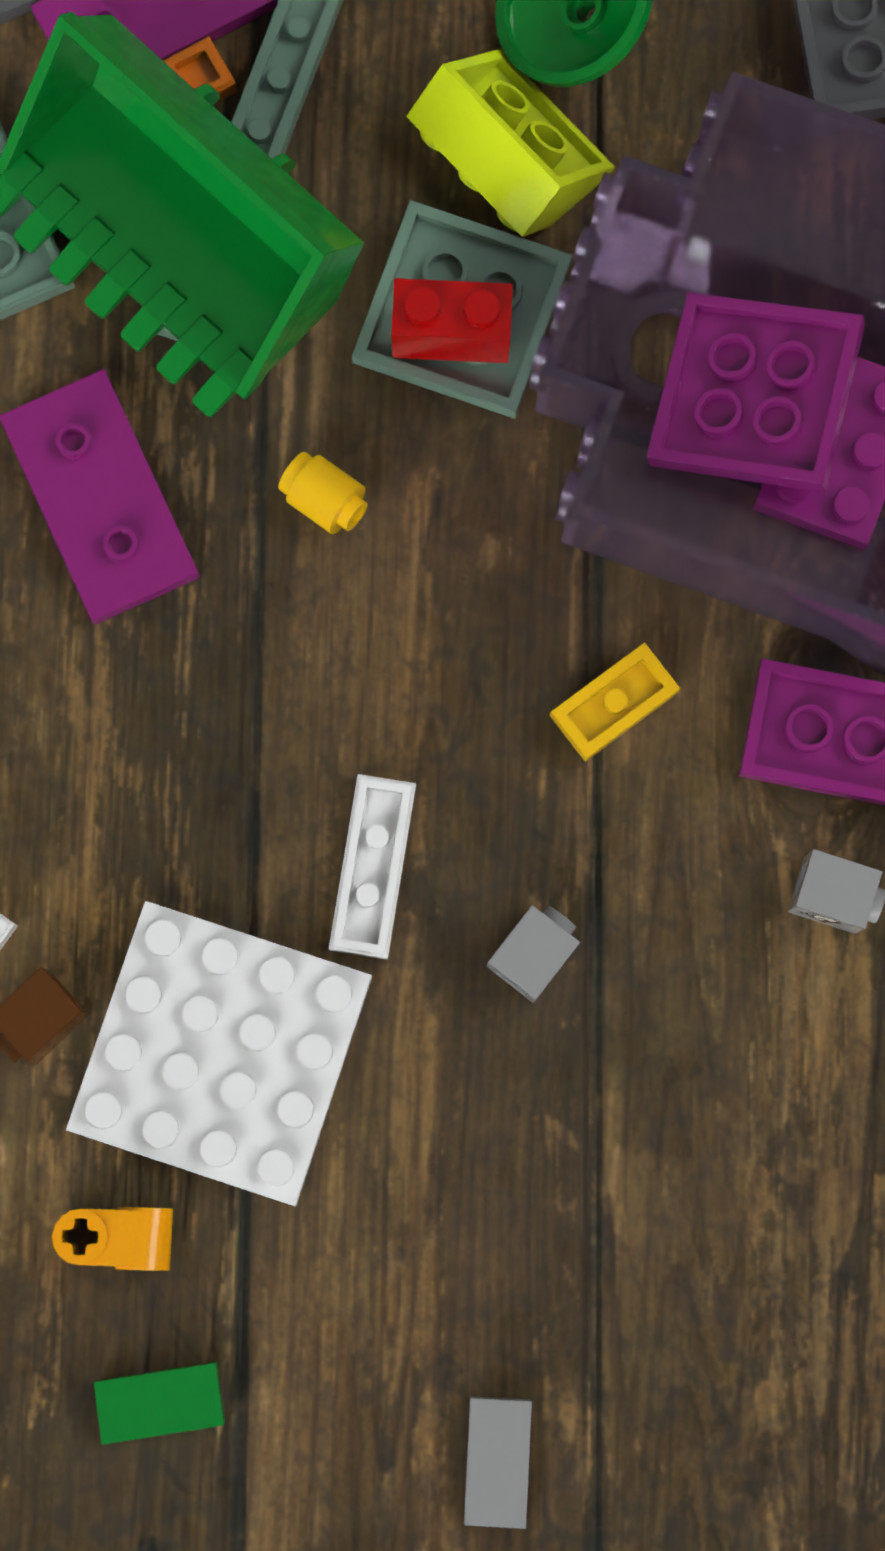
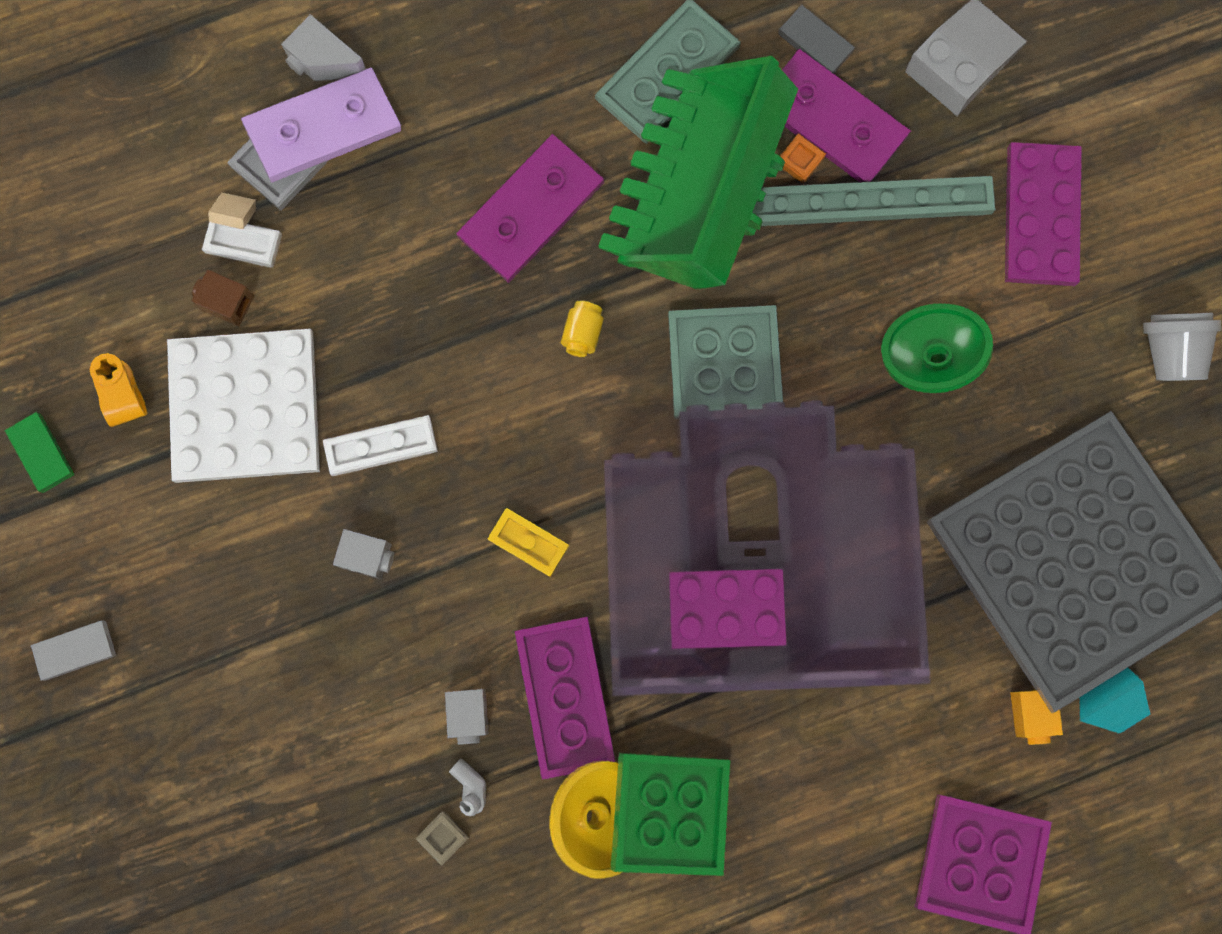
camera: 70 degrees right, 0 degrees up
(451, 320) = (707, 355): red brick -> none
(508, 141) = (838, 347): neon yellow slope -> none
(756, 391) = (733, 545): magenta plate -> none

